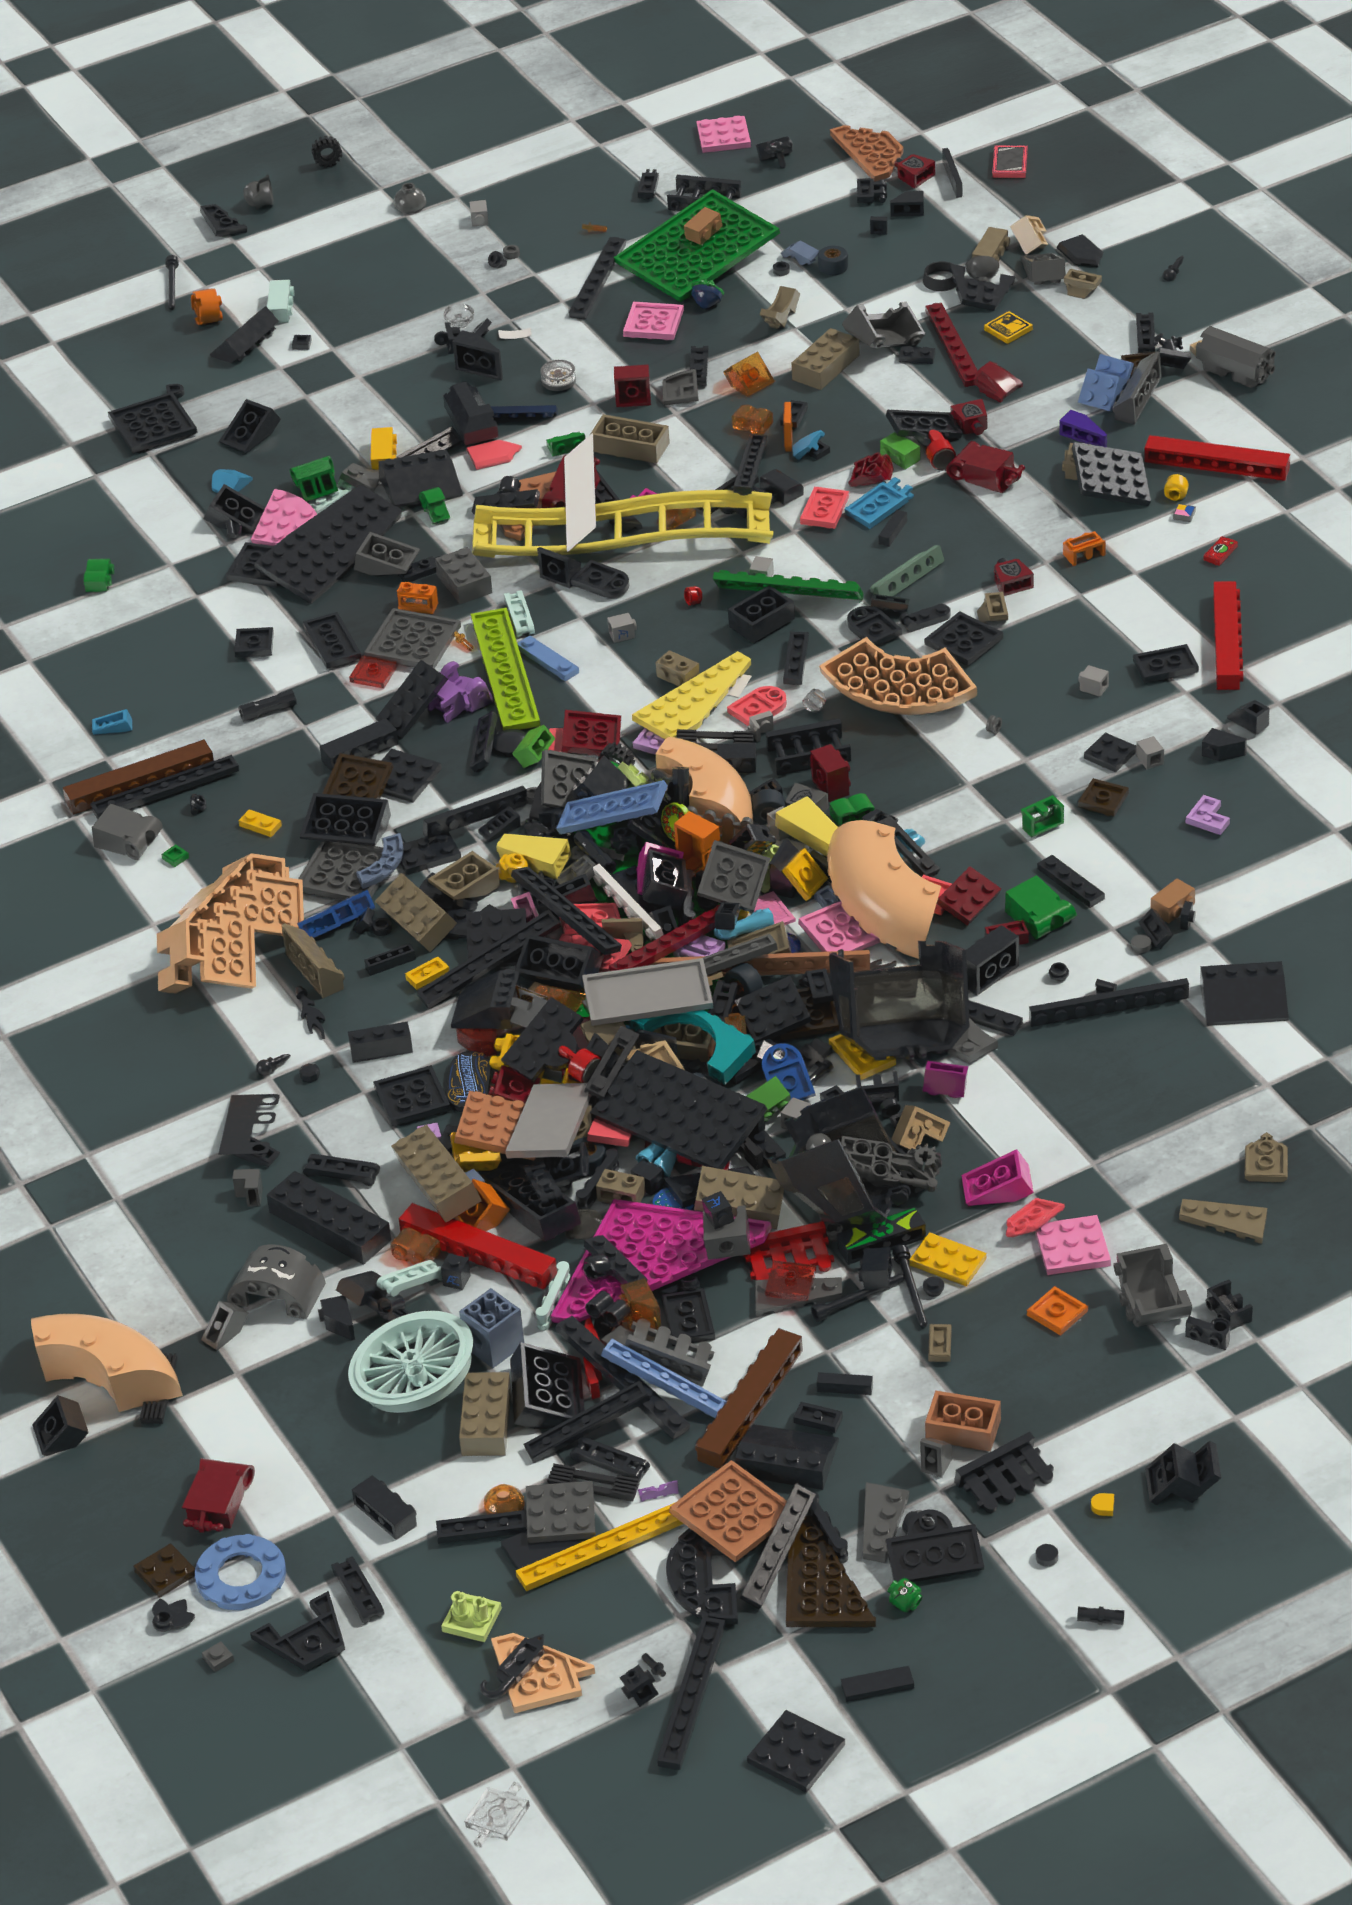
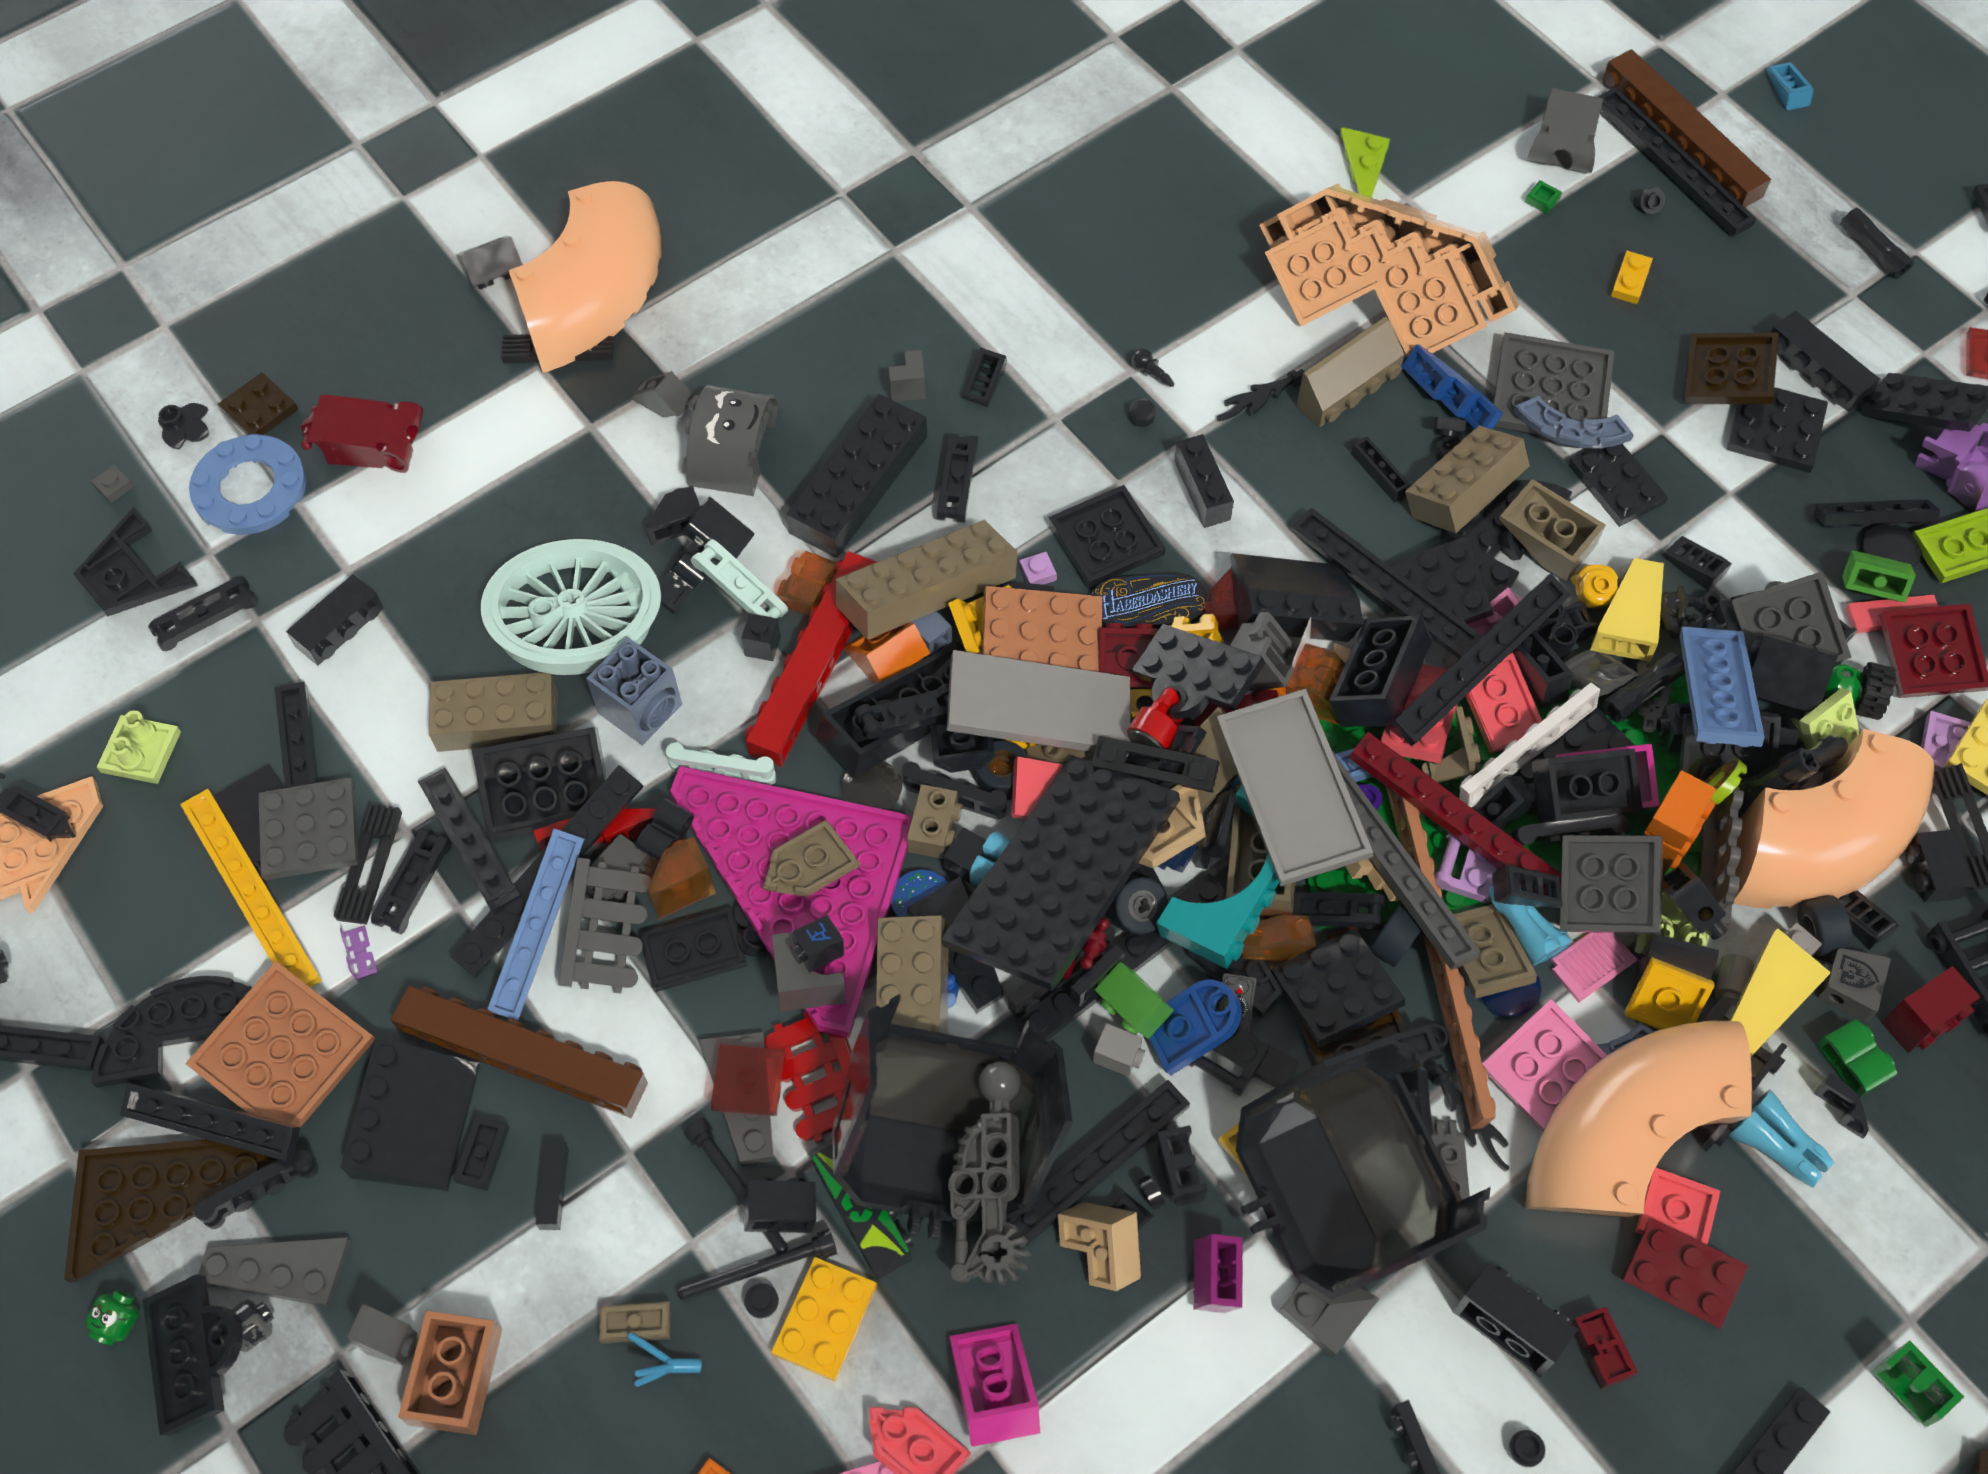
camera: 80 degrees right, 20 degrees up
(114, 939) = (1365, 158): none -> lime wing
(240, 1123) = (1030, 348): black piece -> none
(346, 819) = (1643, 367): black slope -> none
(427, 973) = (1358, 517): yellow plate -> none
(474, 812) = (1705, 521): black plate -> none
(495, 1504) = (358, 764): clear orange piece -> none
(608, 1261) = (763, 825): black plate -> none
(642, 1242) = (809, 862): none -> dark tan tile
(656, 1667) = (33, 985): black piece -> none
(925, 864) = (1746, 1193): black container -> none
(969, 1325) = (671, 1365): none -> dark azure plant
(994, 1018) = (1400, 1326): black plate -> none
(1038, 907) = (1675, 1398): green piece -> none

